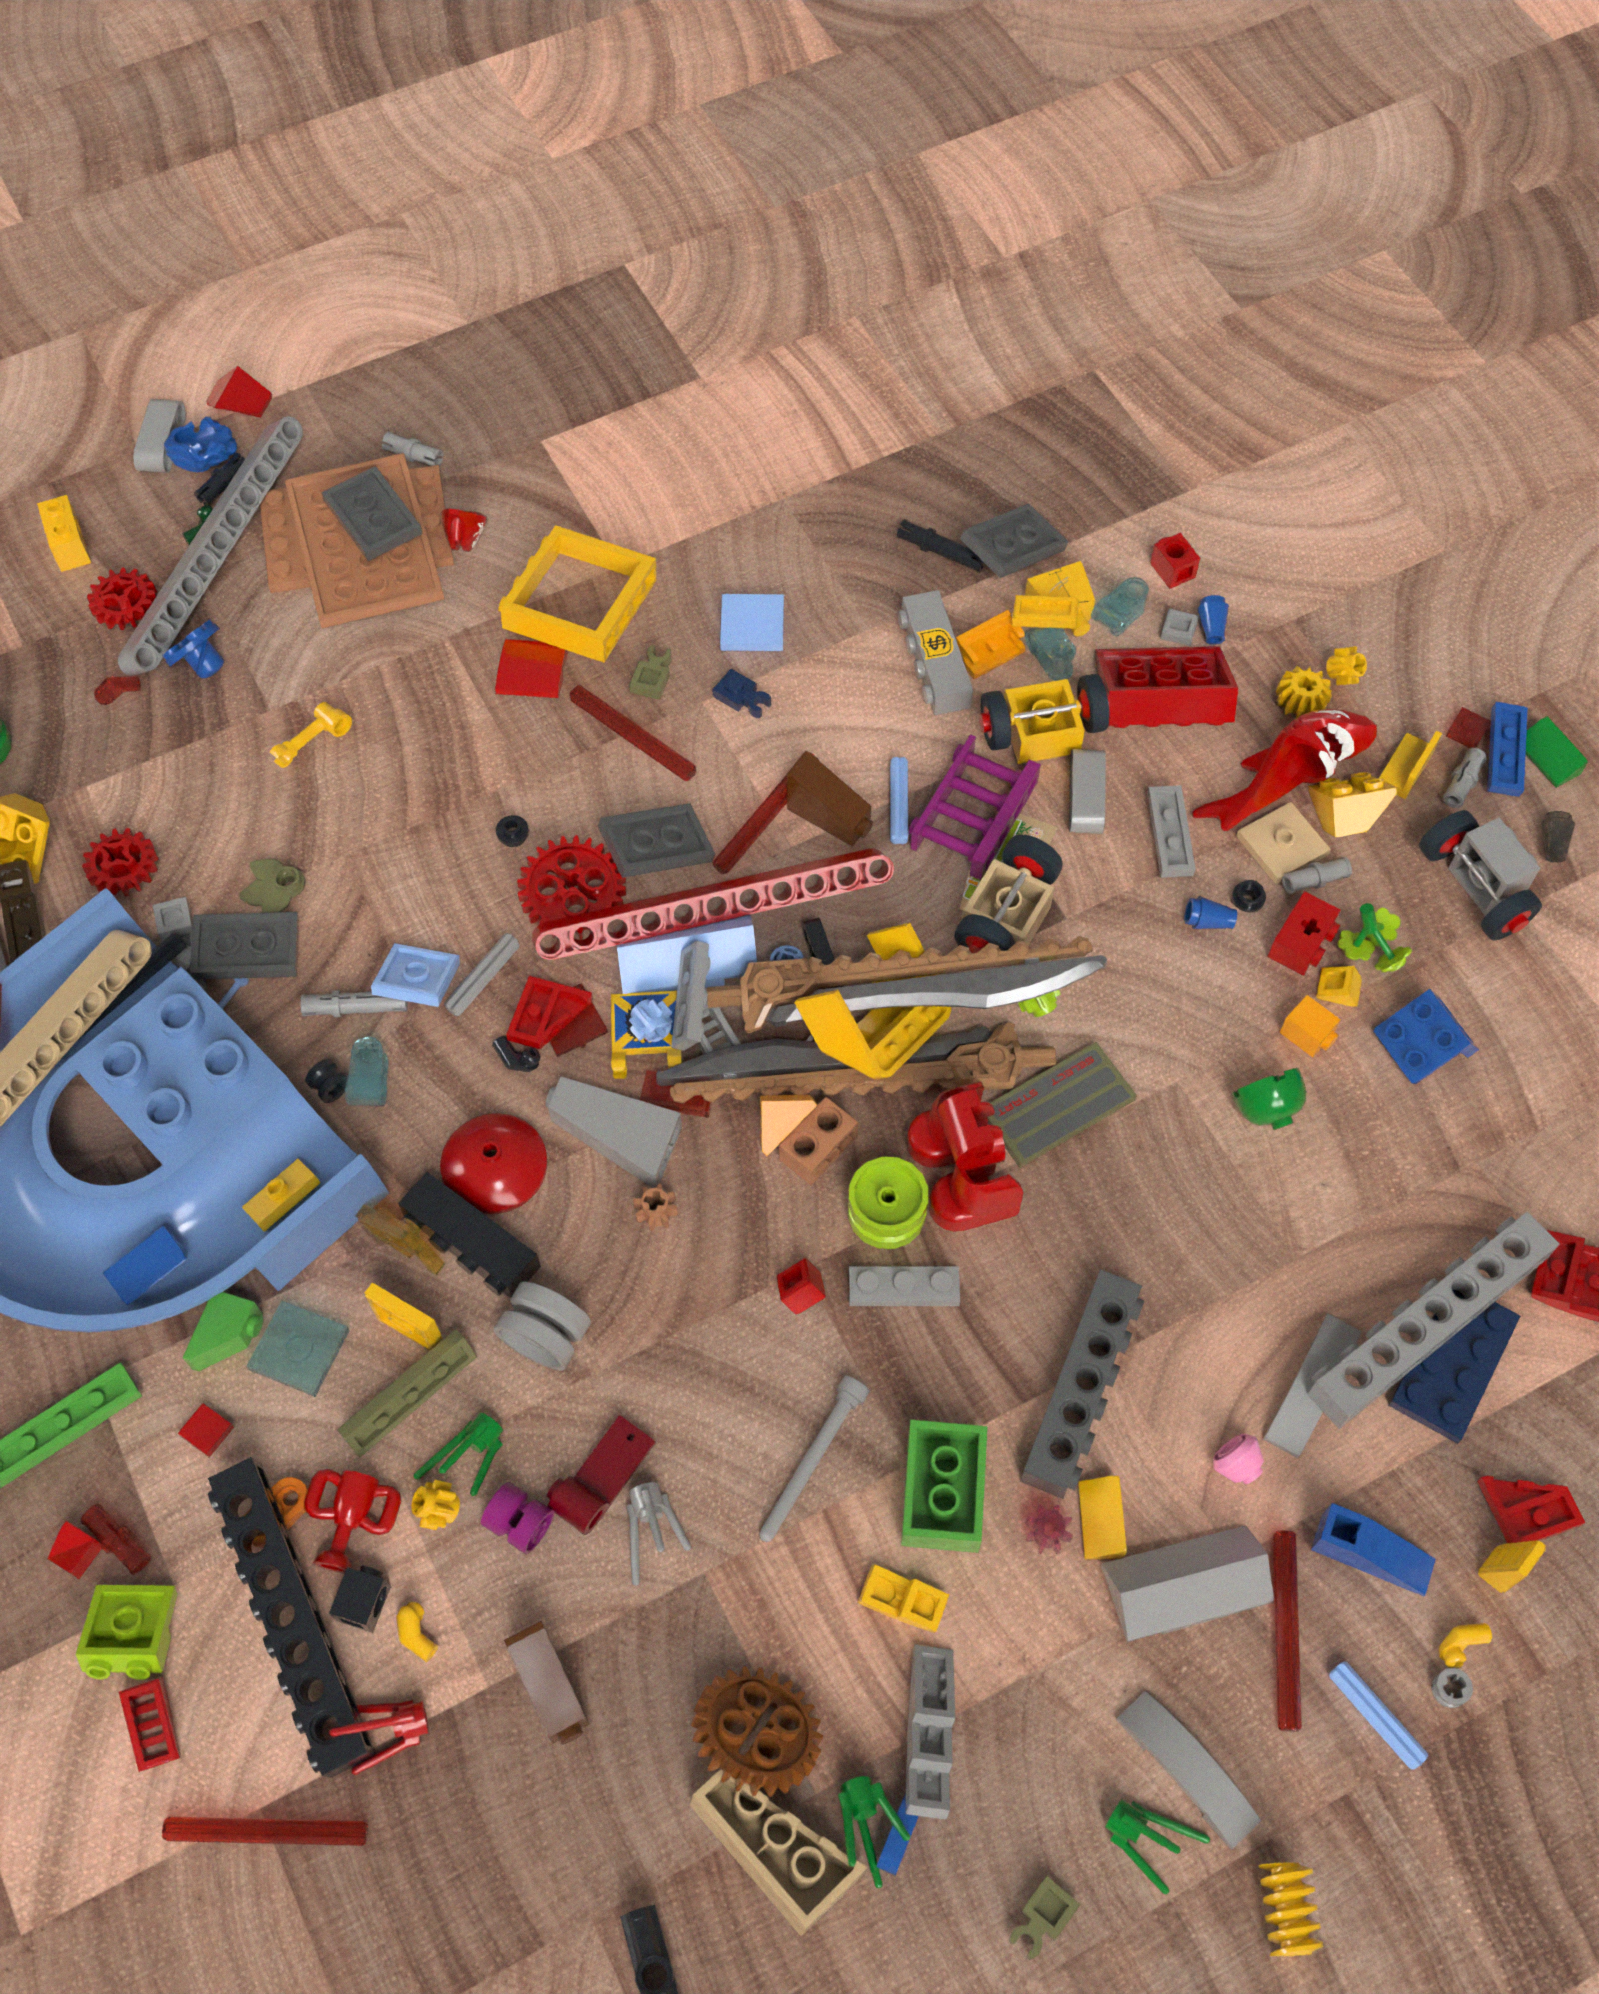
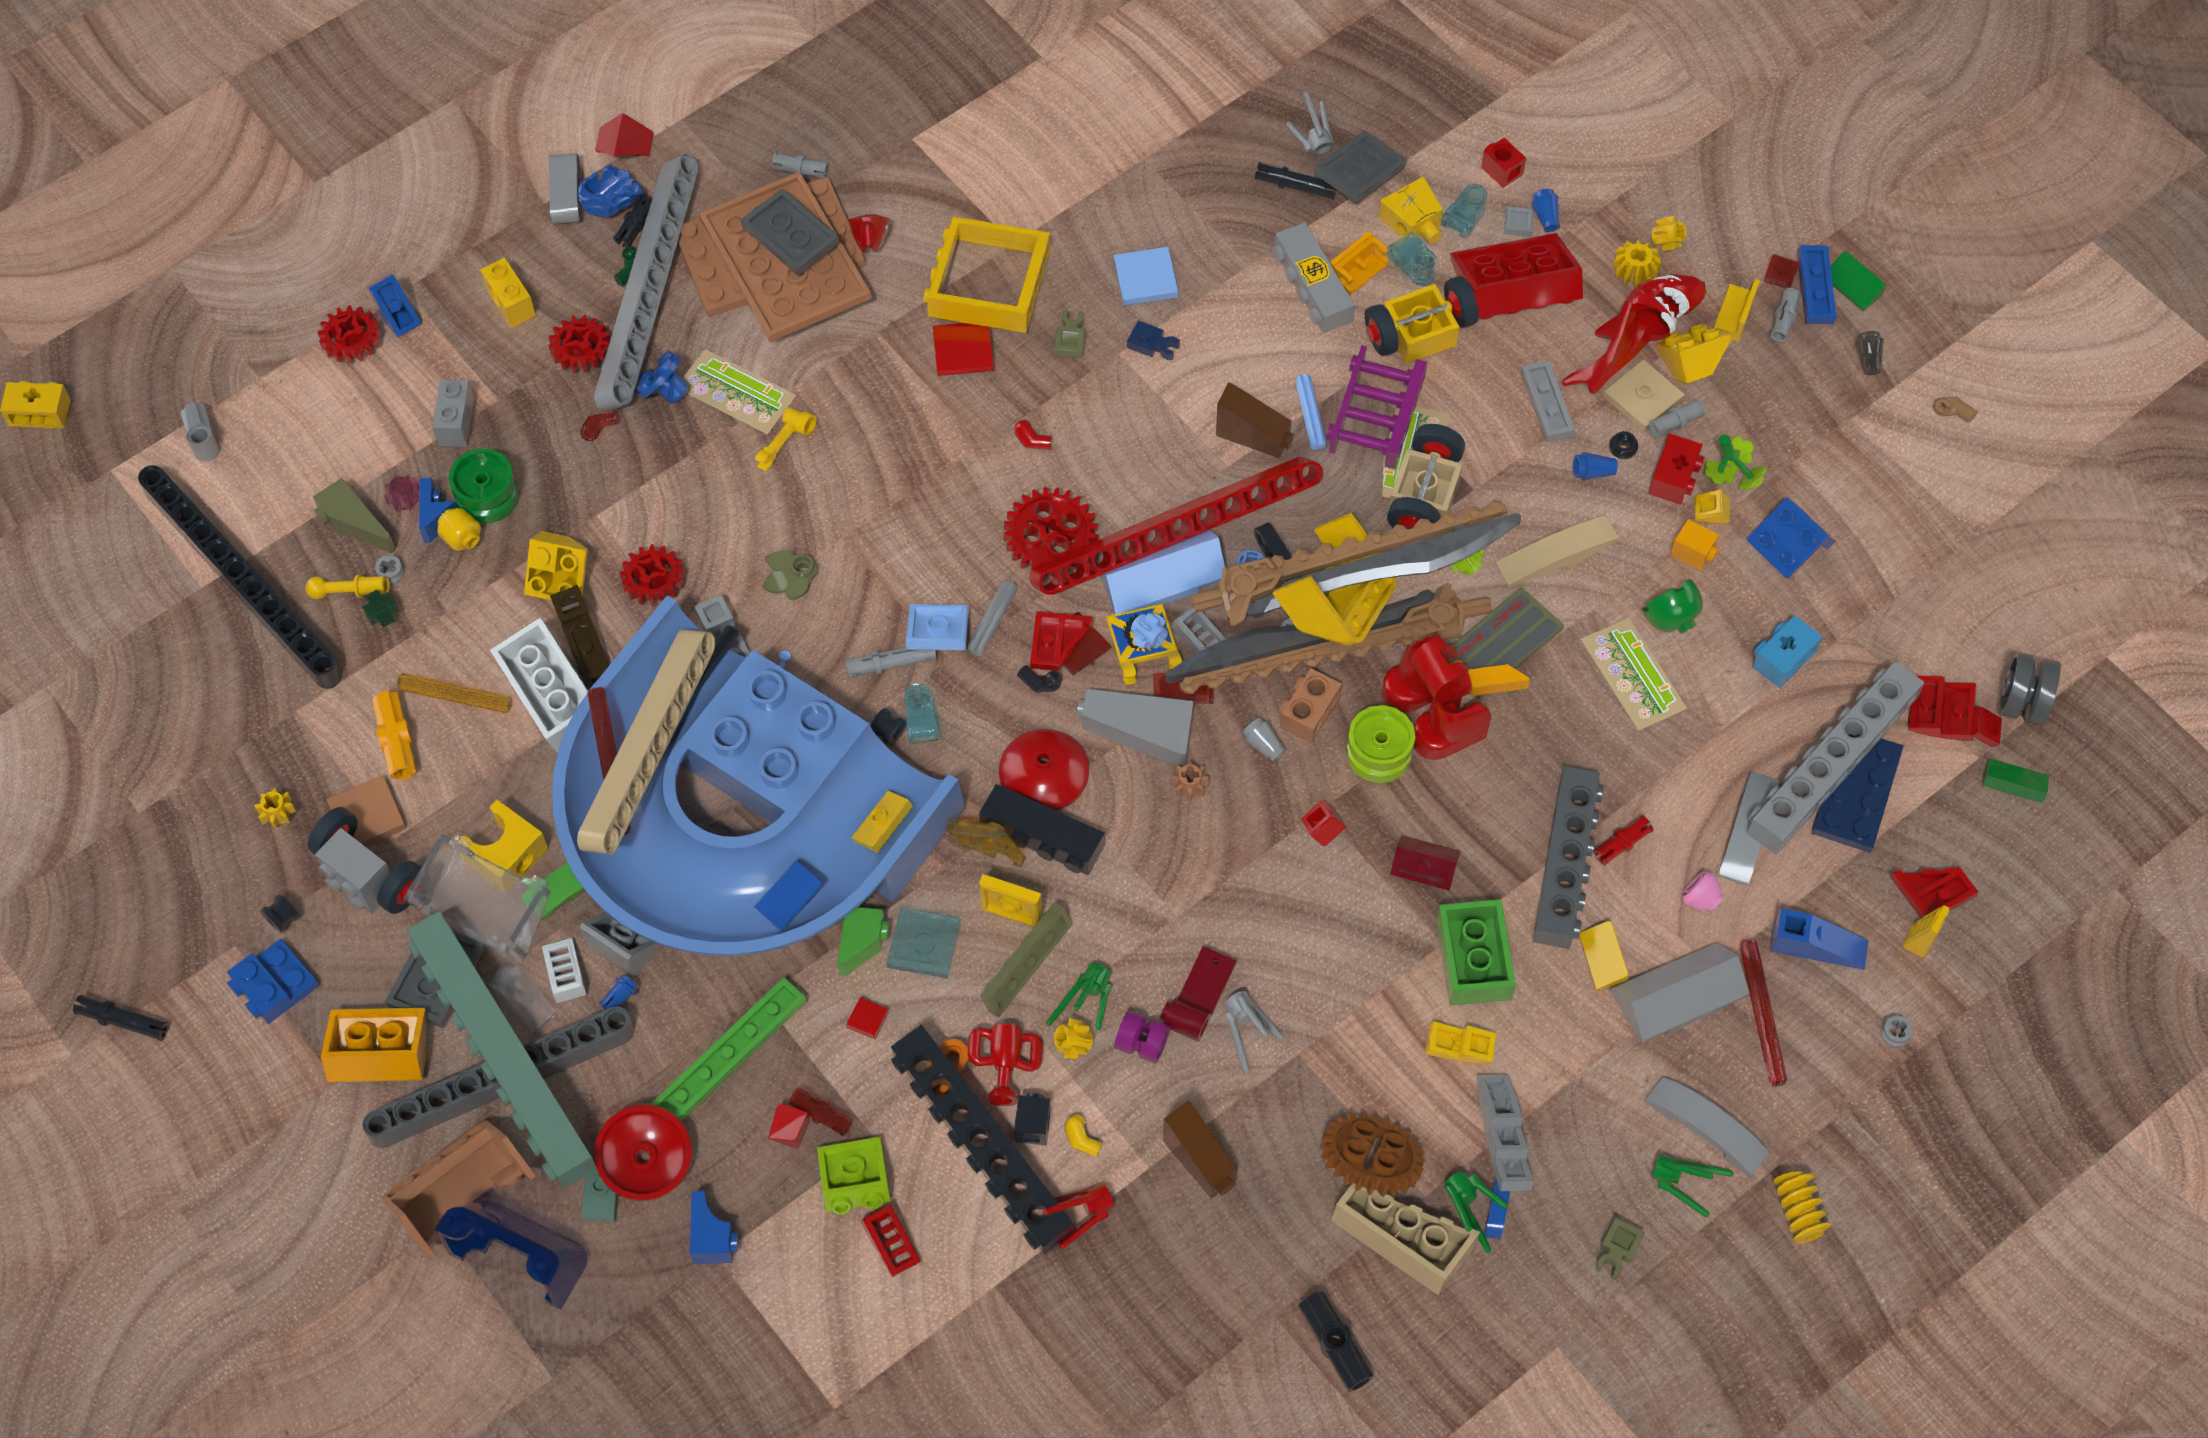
camera: 10 degrees left, 0 degrees up
(244, 945) = (784, 626): dark grey plate -> none
(265, 1831) = (1005, 1299): clear red axle -> none
(277, 676) = (737, 391): none -> sticker
(512, 838) = (984, 499): black plate -> none
(542, 1325) = (1125, 887): light grey wheel -> none
(578, 779) = (1029, 438): none -> red arm
(633, 733) = (1066, 390): clear red axle -> none
(656, 840) = (1113, 479): dark grey plate -> none
(691, 996) = (1179, 604): light grey plate -> none
(752, 828) = (1195, 449): clear red axle -> none
(754, 1171) = (1263, 738): none -> light grey cone
(780, 1117) = (1276, 691): light orange slope -> none
(849, 1395) = (1383, 899): light grey piece -> none
(904, 1286) = (1406, 808): light grey plate -> none
(910, 1357) = (1425, 862): none -> dark red panel
(977, 506) = (1319, 139): none -> light grey plant
(1036, 1146) = (1496, 679): none -> light orange piece
(1038, 1525) = (1565, 962): clear pink gear -> none
(1045, 611) = (1403, 227): yellow plate -> none
(1087, 791) = (1470, 378): light grey beam -> none
(1147, 1005) = (1556, 550): none -> tan slope
(1155, 1373) = (1623, 840): none -> red pin
(1209, 1168) = (1633, 674): none -> sticker
(1378, 1715) = (1844, 1061): light blue axle -> none
(1414, 1165) = (1786, 651): none -> dark azure brick
(1459, 1638) = (1893, 1000): yellow arm -> none
(1489, 868) = (1819, 389): brick -> none

